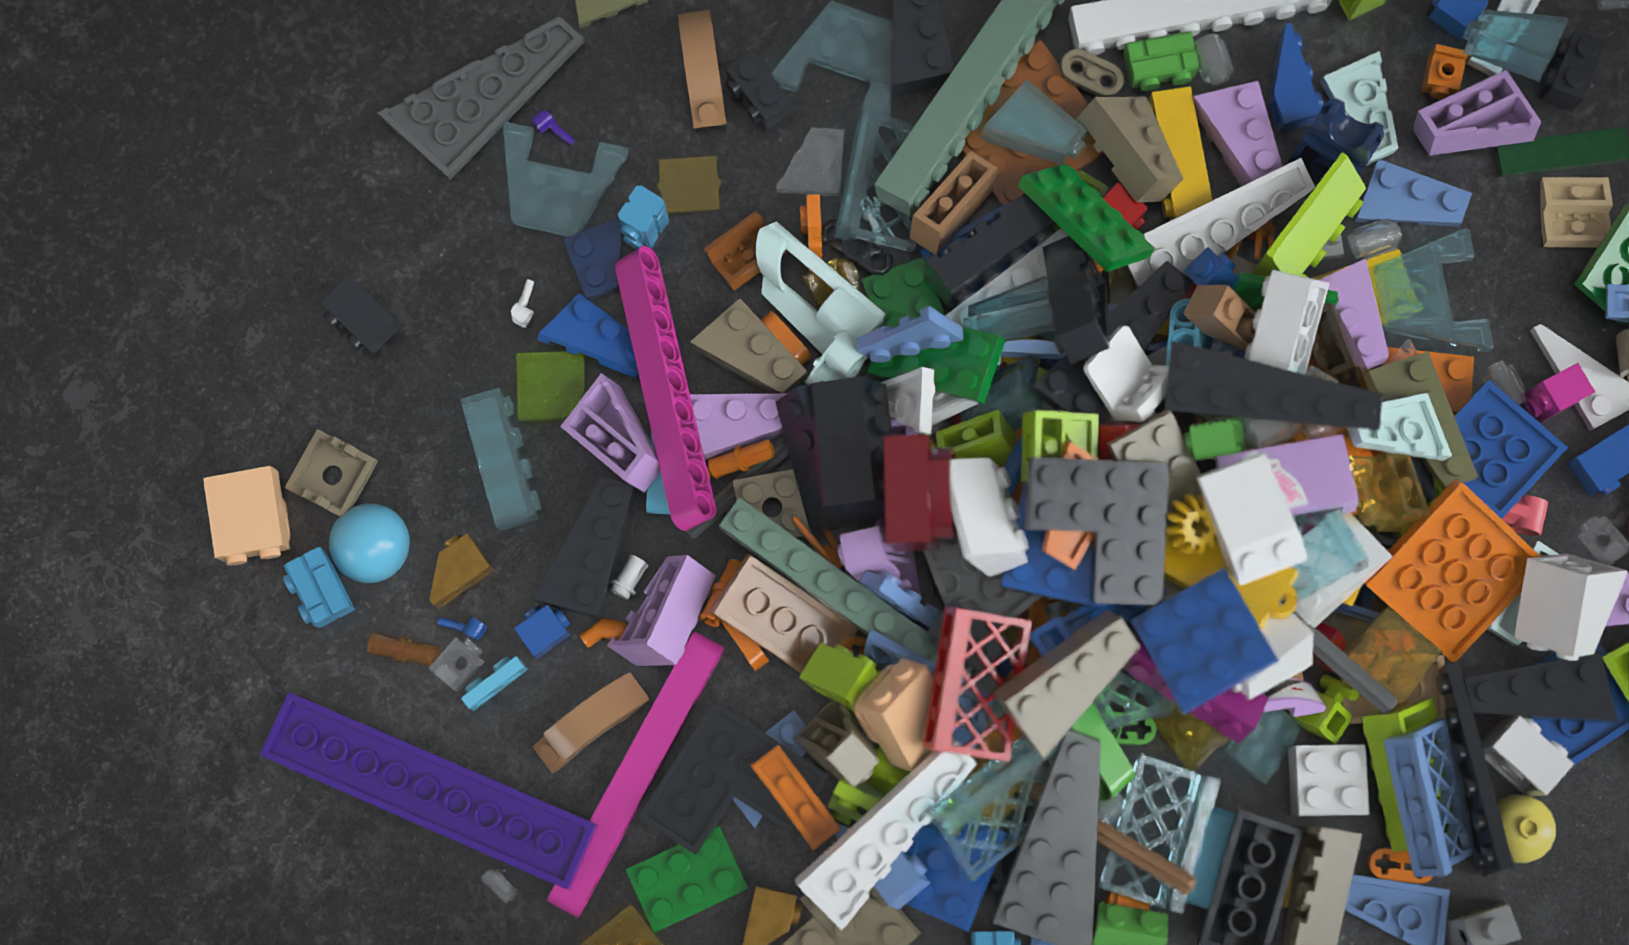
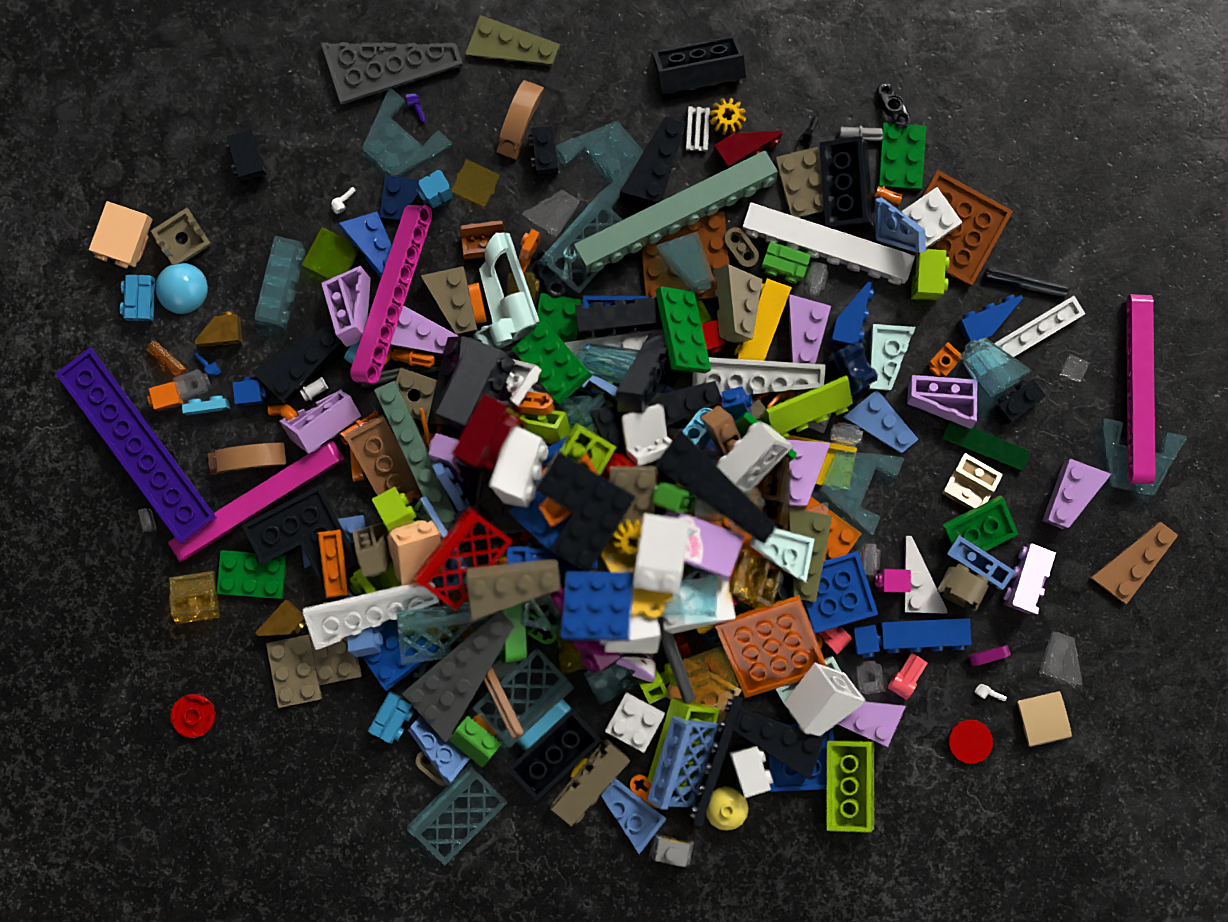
camera: 25 degrees right, 5 degrees up
(430, 701) = (164, 397): none -> orange brick
(910, 337) = (540, 343): medium blue wing -> none
(947, 421) = (535, 404): none -> orange beam
(953, 203) = (615, 279): medium nougat brick -> none
(1567, 494) = (866, 640): none -> blue brick

